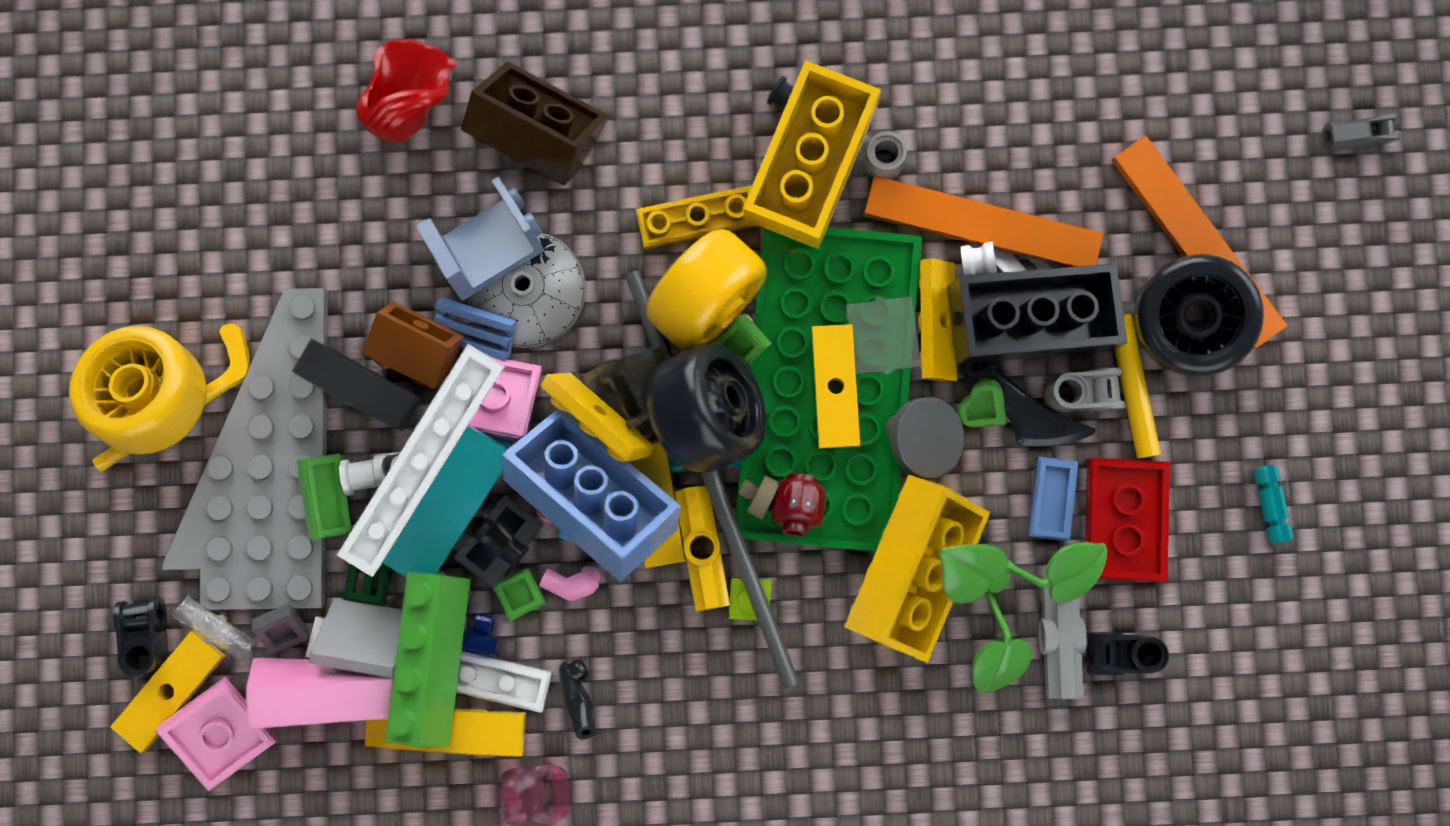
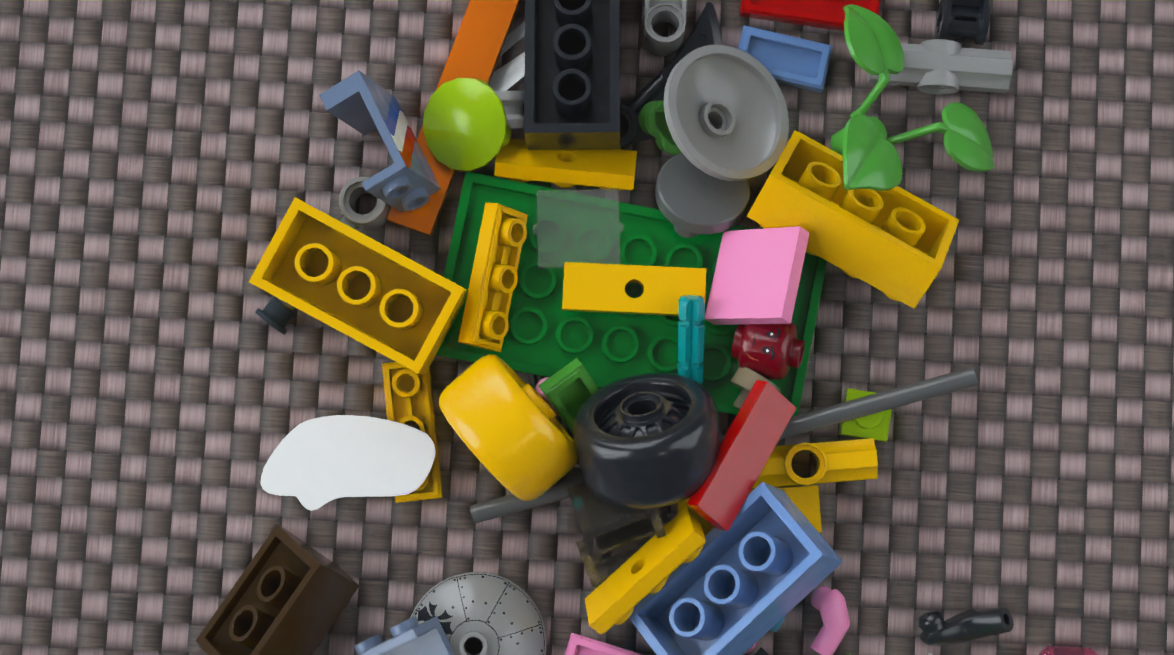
camera: 80 degrees left, 0 degrees up
(668, 166) = (348, 458): none -> white sticker
(702, 487) = (743, 455): none -> red tile
(798, 438) = (691, 337): none -> teal axle
(833, 266) = (493, 277): none -> yellow tile
(857, 487) = (757, 276): none -> bright pink tile
(914, 186) = (370, 107): none -> sand blue panel
(962, 230) = (465, 124): none -> lime dish
(1011, 463) = (741, 103): none -> light grey dish

